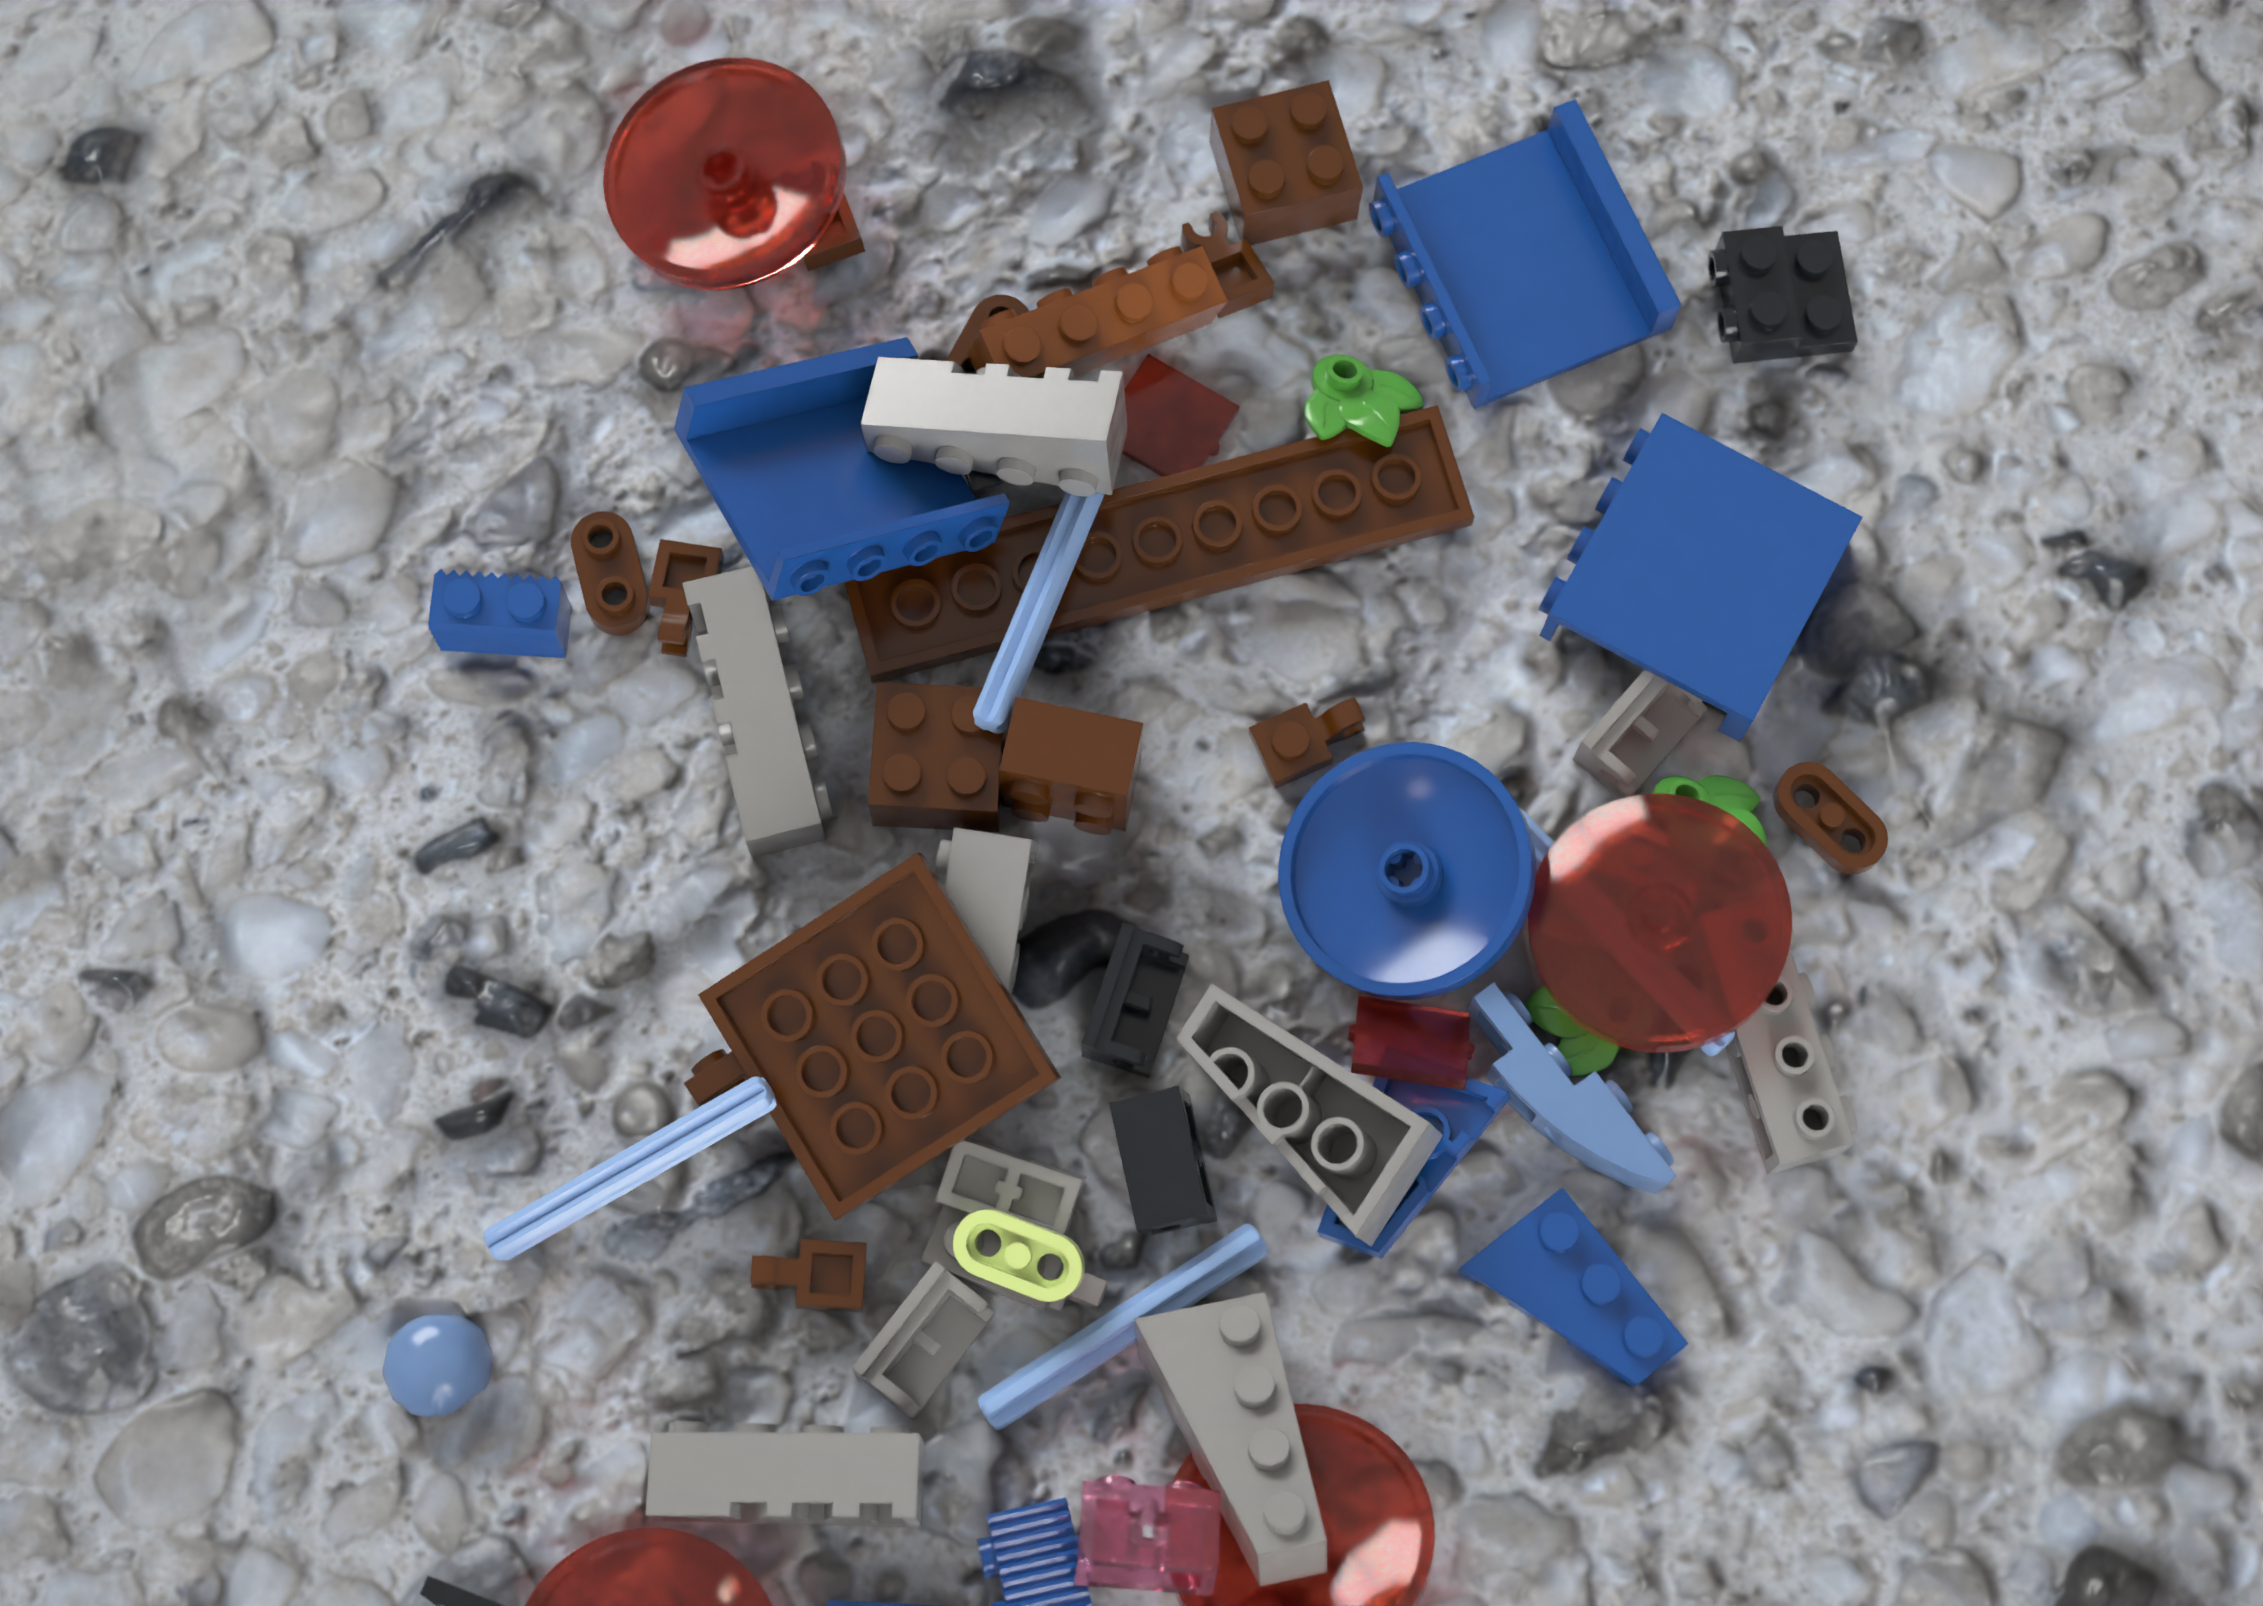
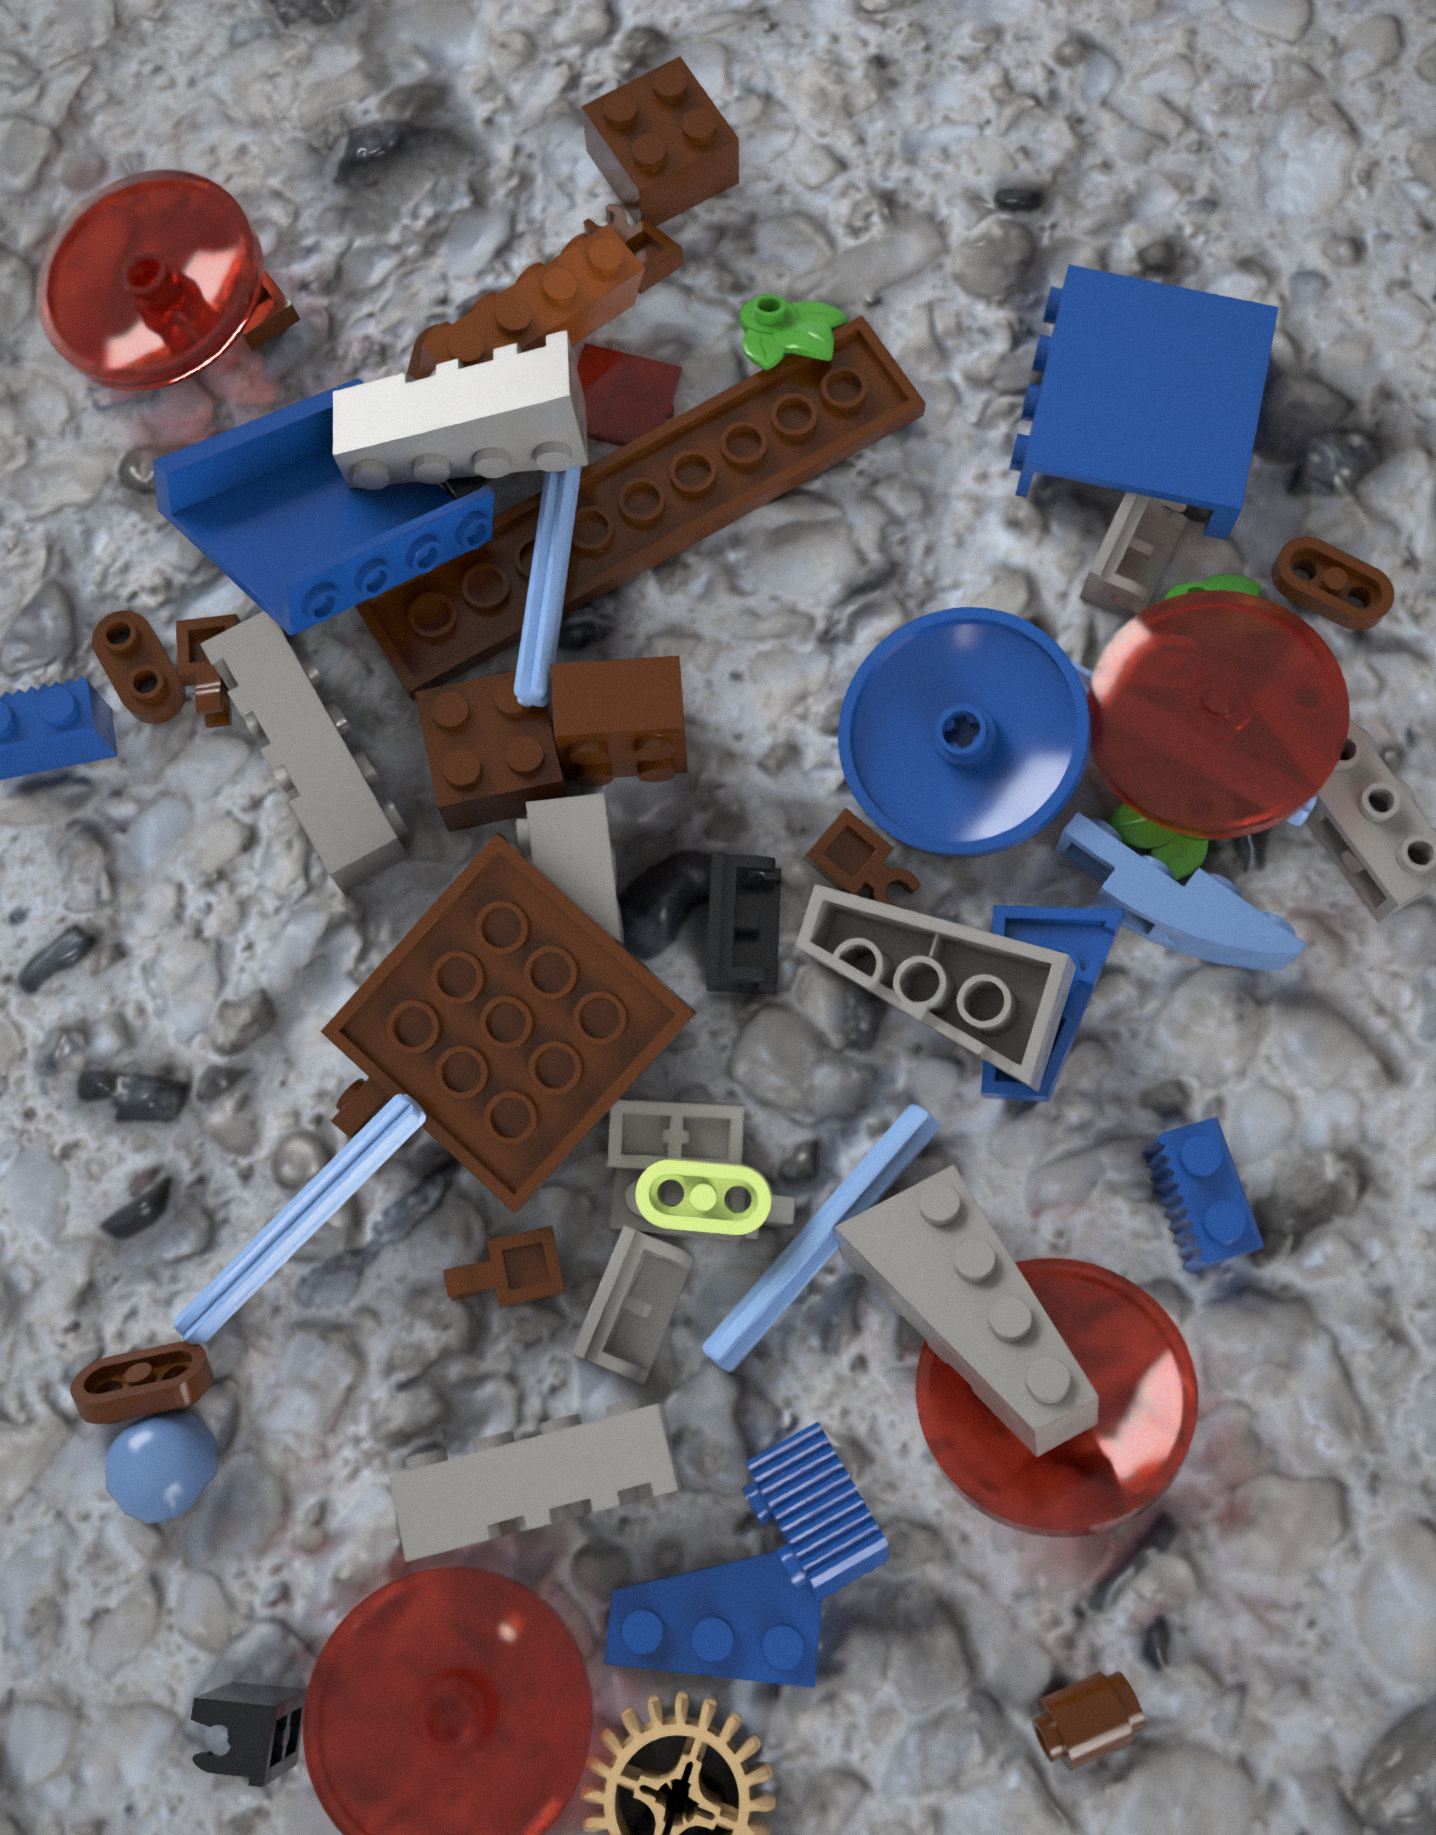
camera: 10 degrees left, 0 degrees up
(440, 1281) = (142, 1383): none -> reddish brown plate
(1116, 1553) = (885, 1464): clear pink brick -> none
(1163, 1161) = (814, 1067): black hinge -> none
(1261, 965) = (853, 857): none -> reddish brown plate
(1298, 743) = (825, 648): reddish brown plate -> none
(1411, 1043) = (1015, 891): clear red piece -> none
(1500, 1390) = (1202, 1195): none -> blue brick
(1526, 260) = (904, 173): blue panel -> none
(1578, 1287) = (1233, 1071): blue wing -> none
(1781, 294) = (1136, 146): black plate -> none

